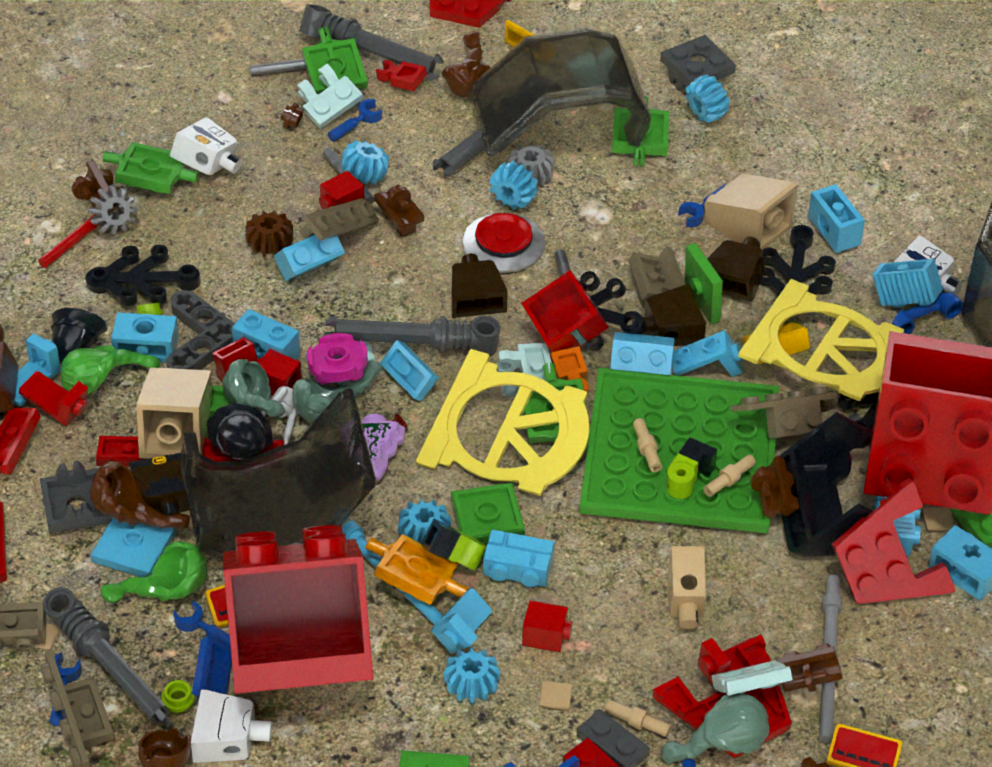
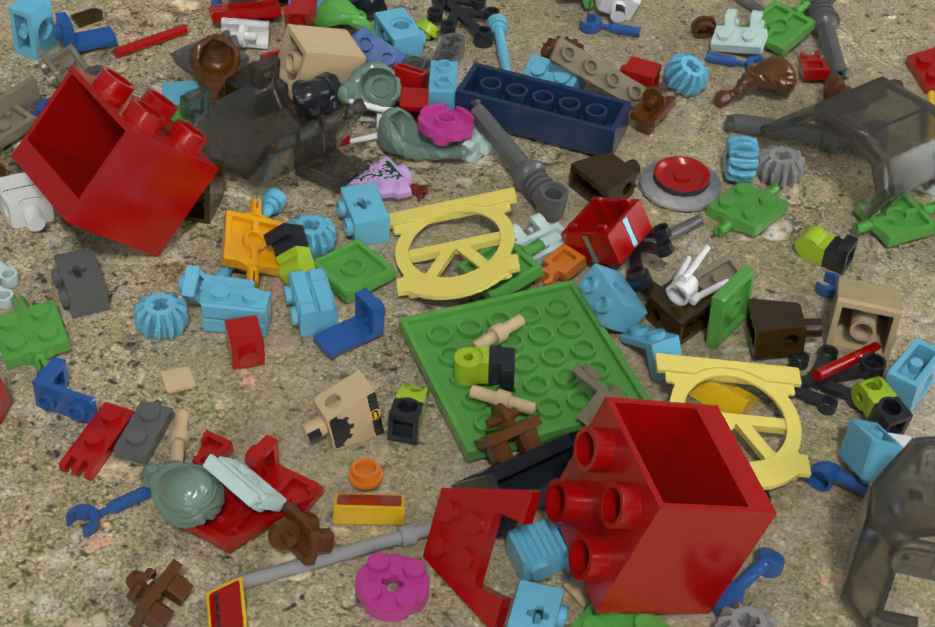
camera: 60 degrees right, 5 degrees down
(55, 450) = (249, 32): none -> white hips
(178, 358) = (376, 48): none -> blue bracket
(182, 256) = (499, 27): none -> medium azure piece
(228, 187) = (595, 24): none -> blue piece
(355, 281) = (546, 109): none -> dark blue brick
(386, 721) = (80, 282): none -> dark grey brick
(405, 109) = (769, 73): none -> reddish brown hair
(409, 370) = (477, 174): medium azure plate -> none
(417, 474) = (364, 214): none -> medium azure brick
(501, 615) = (230, 302): none -> medium azure brick
(567, 216) = (746, 209): none -> bright green plate
(569, 539) = (363, 327): none -> blue bracket
(653, 192) = (826, 249): none -> leg
(674, 296) = (685, 285): none -> white plant
(692, 534) = (407, 413): none -> black leg
(750, 604) = (365, 474): none -> orange plate
(787, 616) = (369, 509): none -> yellow slope
(789, 252) = (844, 362): none -> red bar
(855, 253) = (881, 405): none -> leg
(886, 621) = (396, 569): none -> dark pink plate

